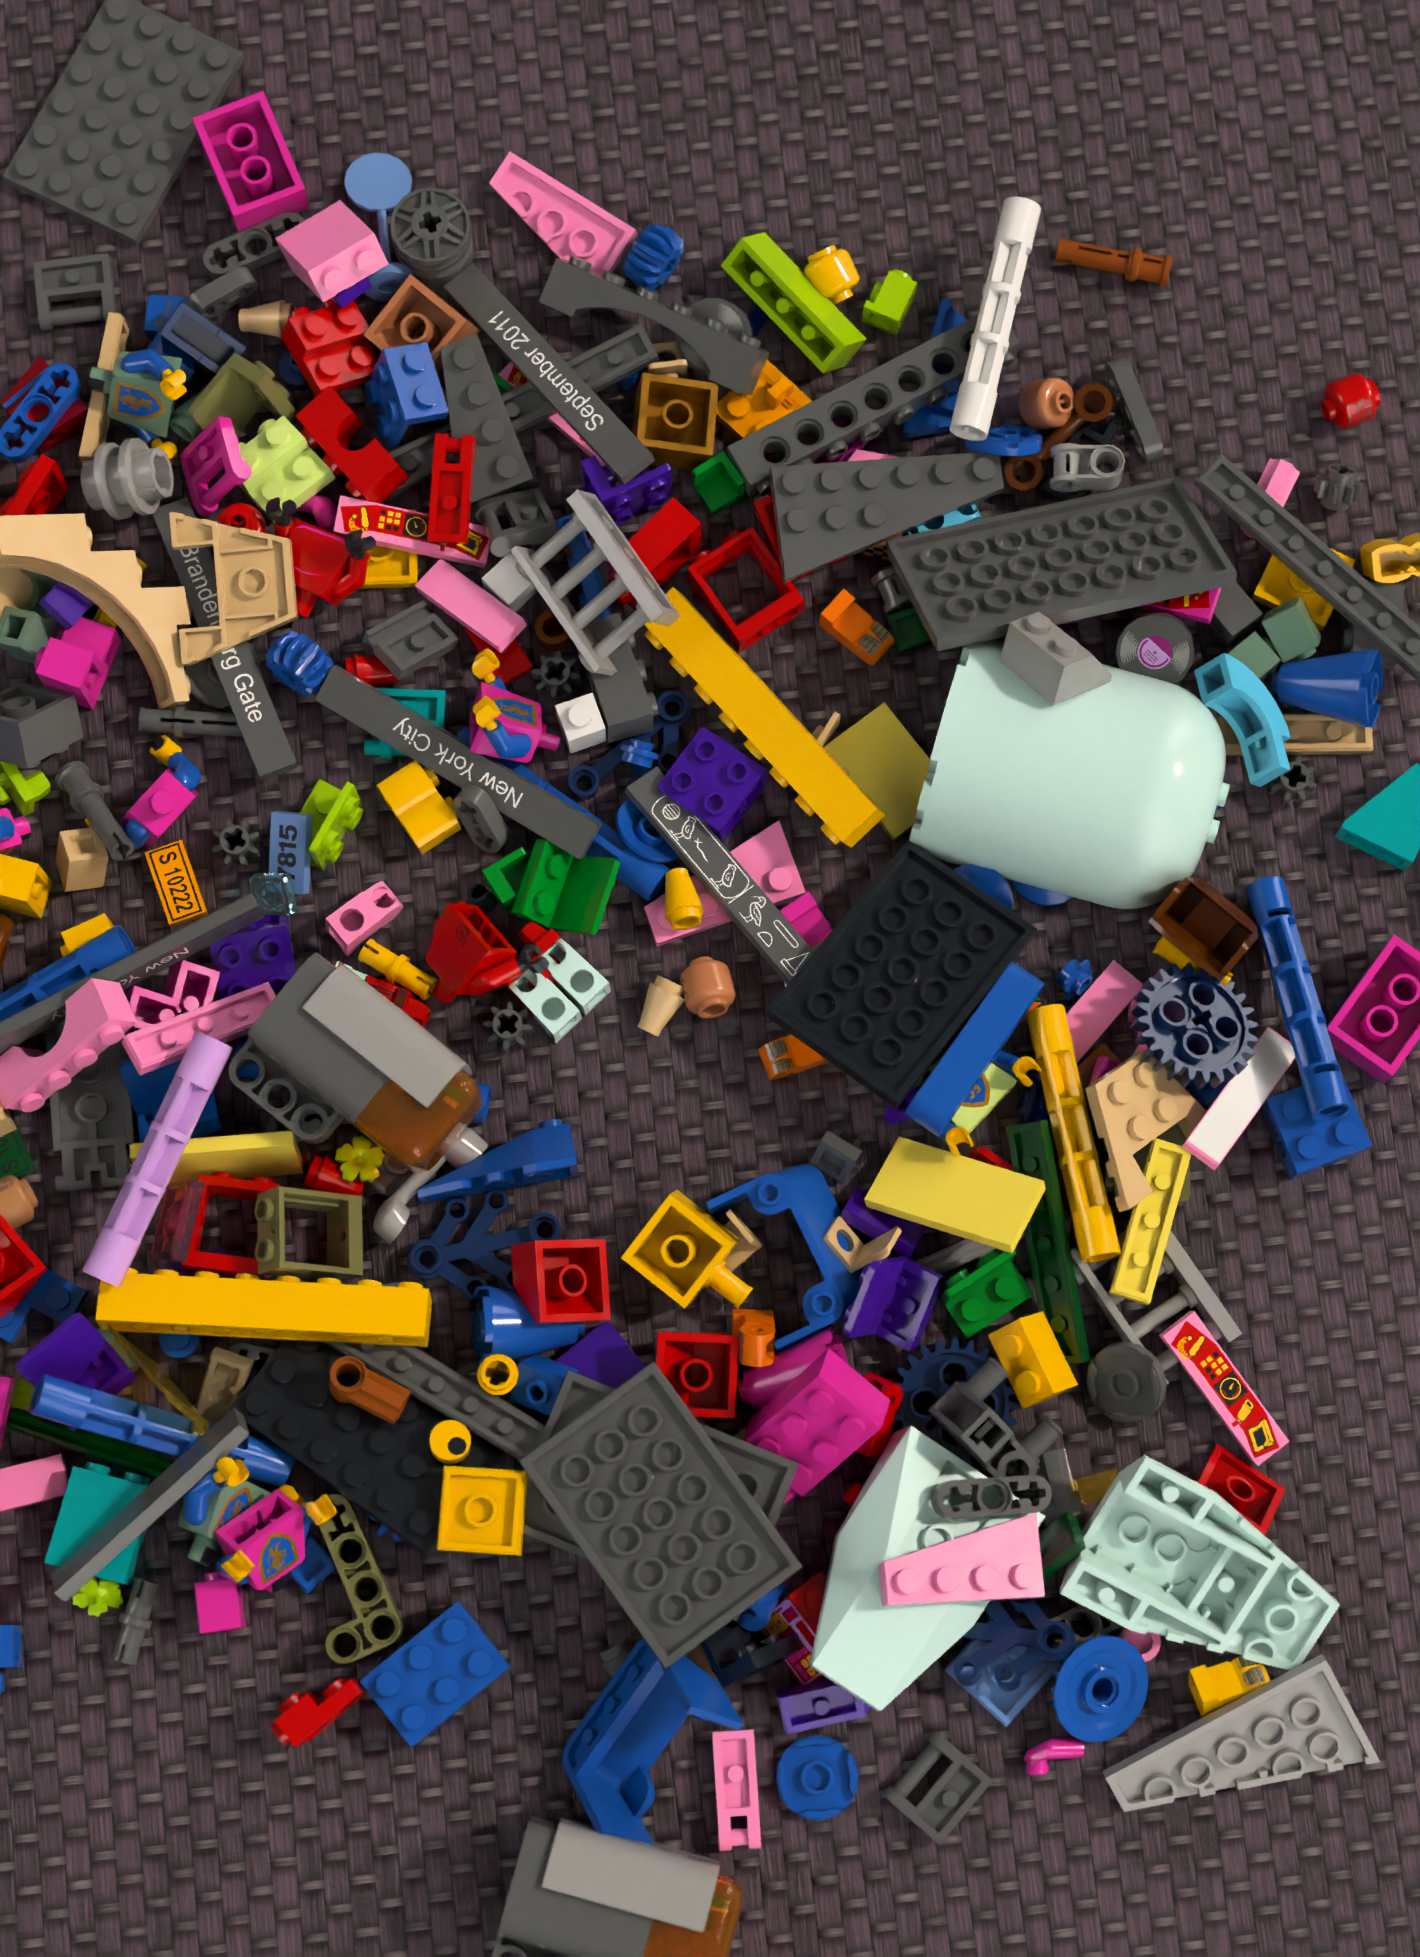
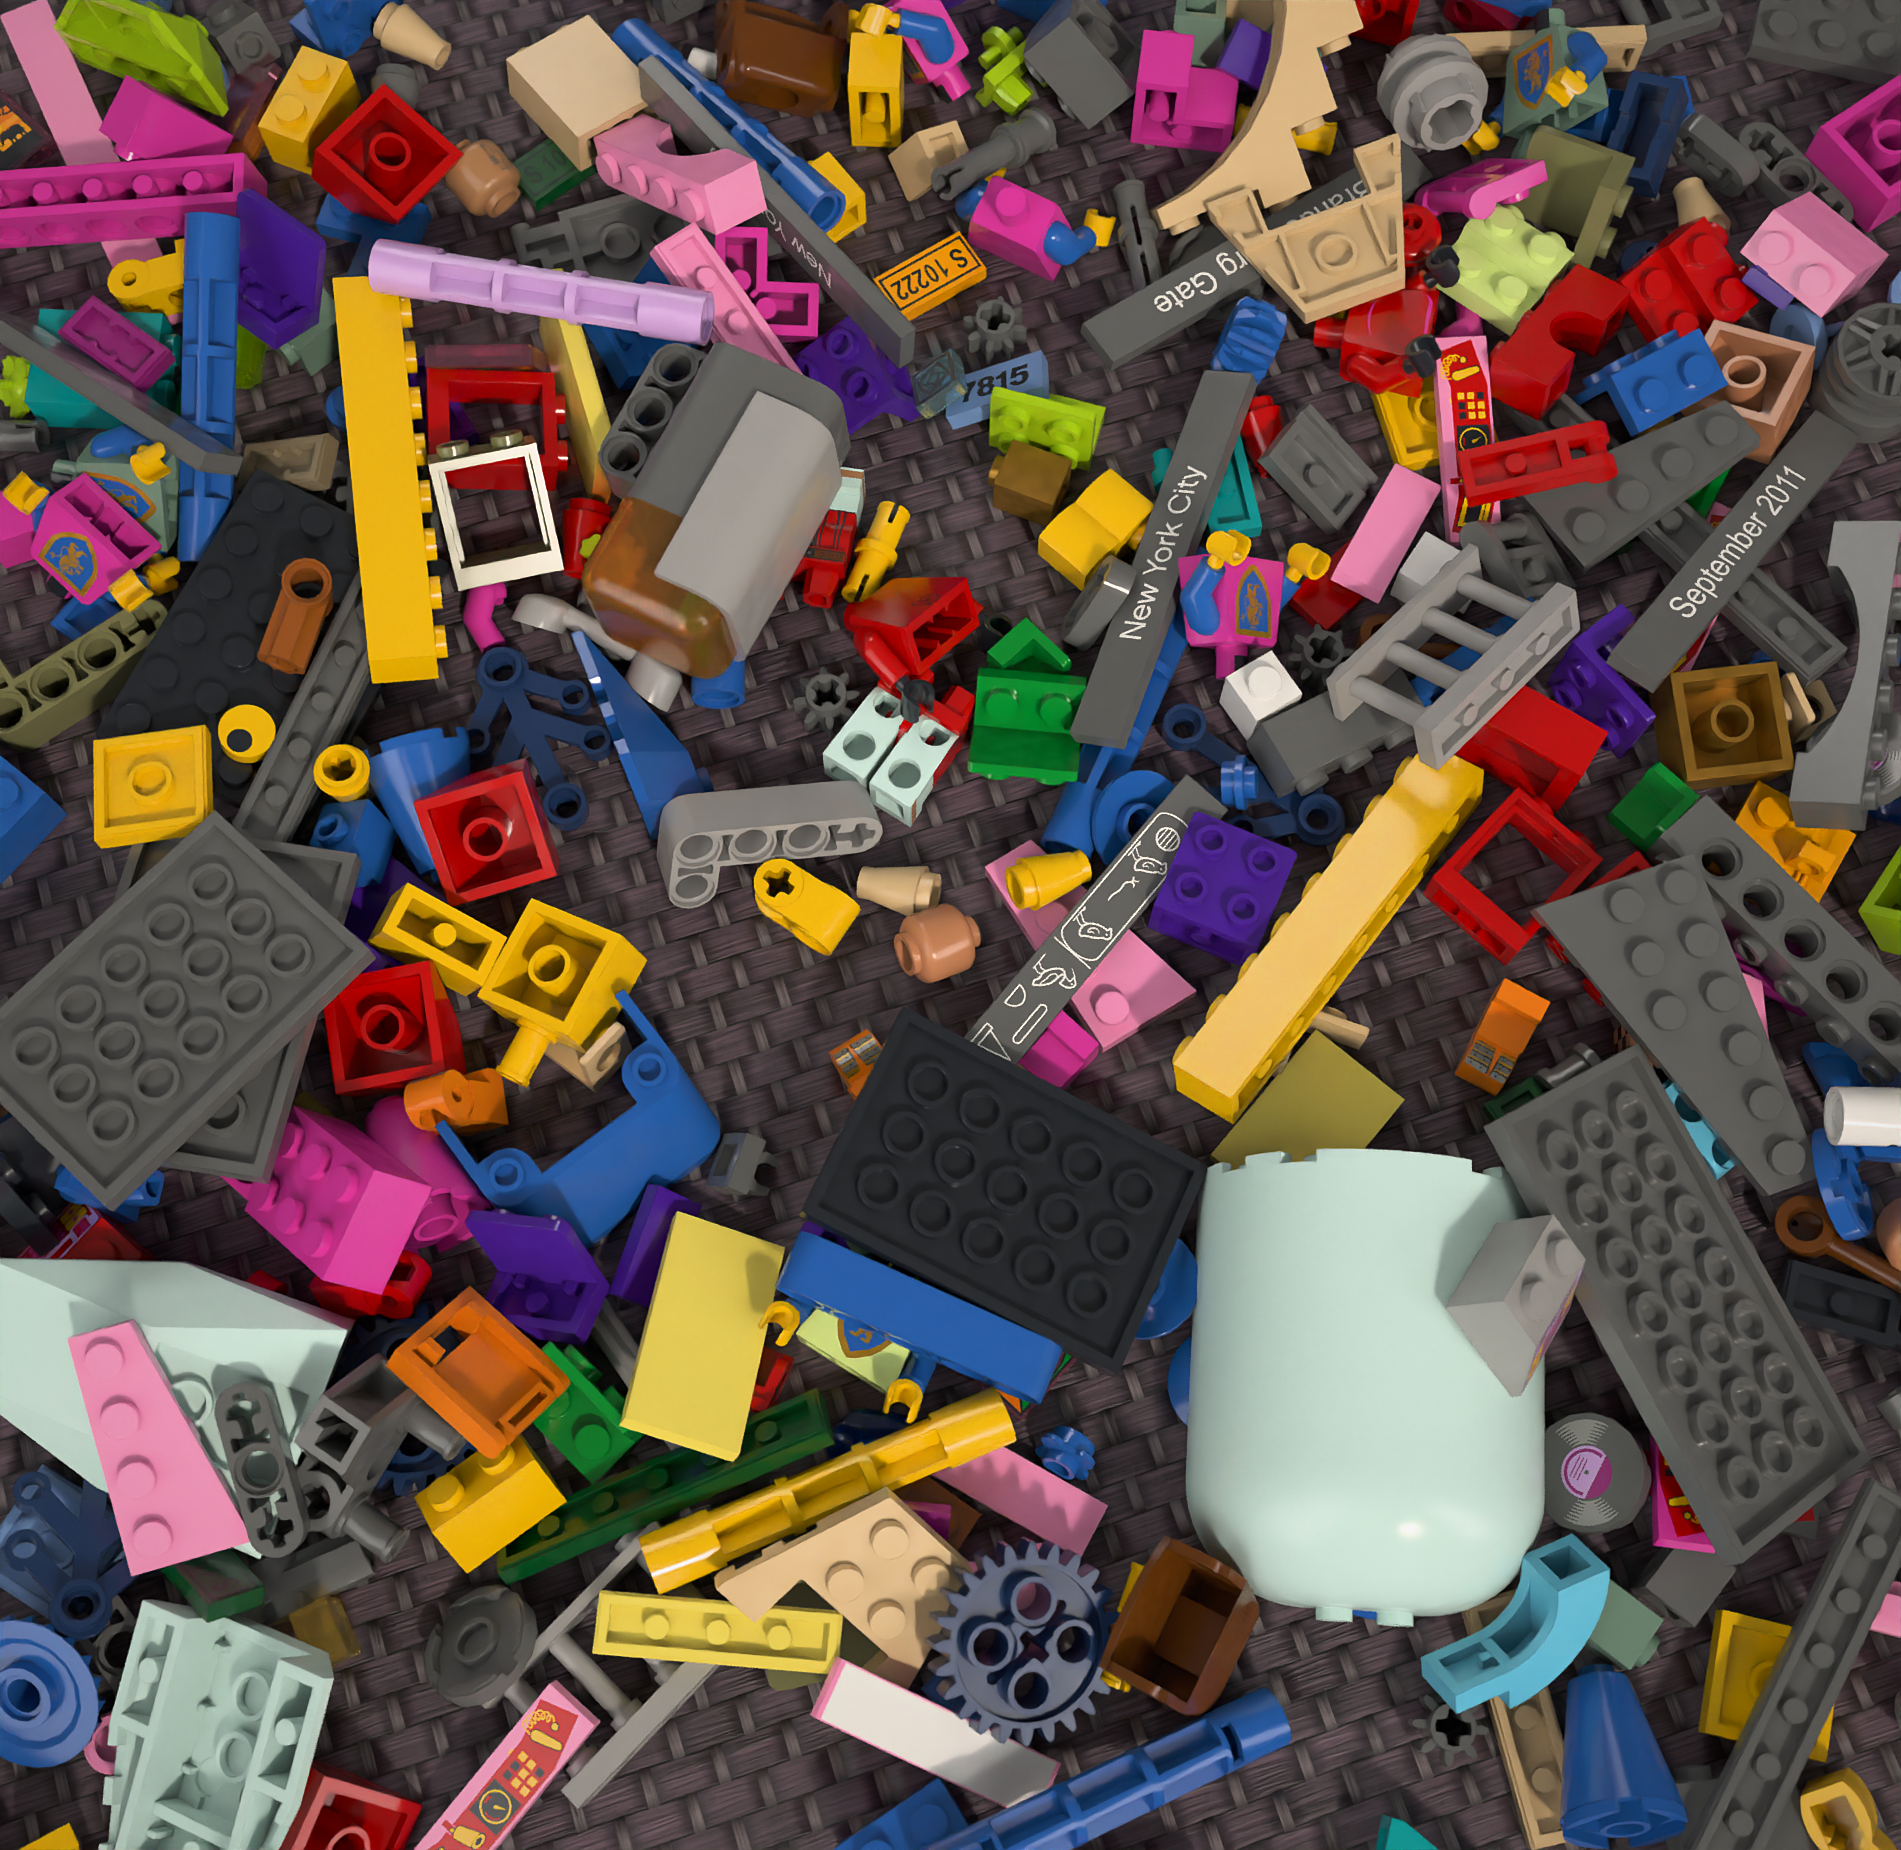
camera: 80 degrees right, 5 degrees down
(46, 1462) = (152, 284): none -> yellow leg
(99, 1501) = (116, 344): none -> magenta plate
(164, 1383) = (270, 369): clear yellow piece -> none
(362, 916) = (935, 495): bright pink leg -> none
(369, 846) = (1029, 482): none -> pearl gold brick
(383, 1269) = (478, 615): none -> dark pink arm
(600, 1092) = (756, 826): none -> light grey beam
(634, 1331) = (424, 928): none -> yellow brick
(663, 1069) = (811, 911): none -> yellow piece
(858, 1254) = (603, 1224): tan bracket -> none
(958, 1340) = (488, 1383): none -> orange container
(1082, 467) = (1836, 1305): light grey piece -> none
(1292, 630) = (1682, 1680): sand green brick -> none

